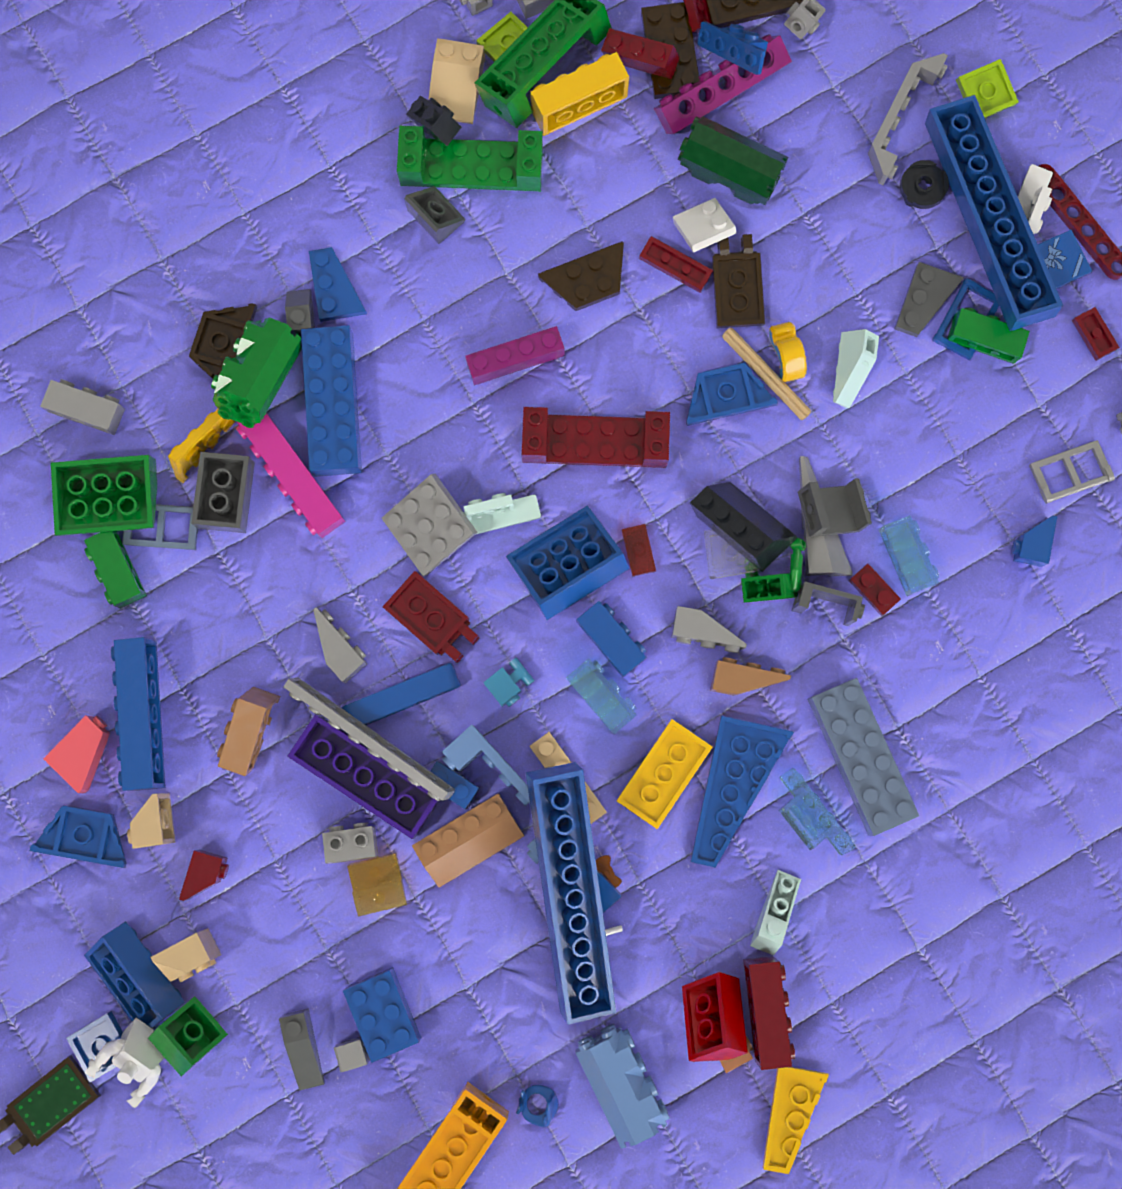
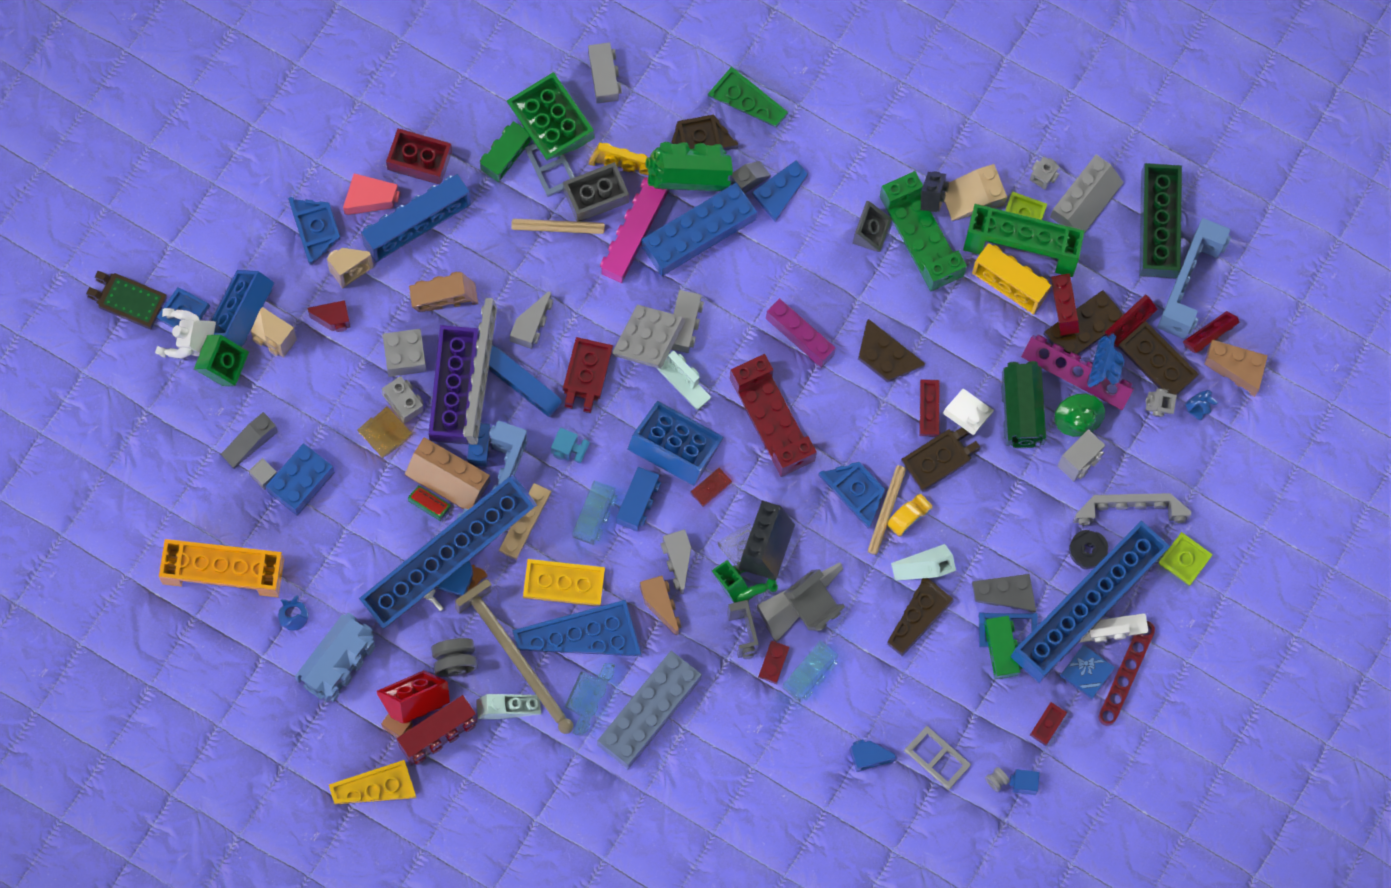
camera: 55 degrees right, 10 degrees down
(64, 671) = (419, 156): none -> dark red brick
(202, 265) = (744, 96): none -> green wing
(238, 557) = (558, 226): none -> tan axle
(294, 813) = (404, 352): none -> light grey brick
(418, 465) = (687, 306): none -> light grey brick
(488, 877) = (429, 503): none -> slope
(633, 887) = (474, 598): none -> dark tan piece
(697, 948) = (454, 657): none -> dark grey wheel
(774, 107) = (1079, 414): none -> green helmet
(821, 131) = (1081, 456): none -> light grey brick
(903, 400) = (923, 610): none -> dark brown wing

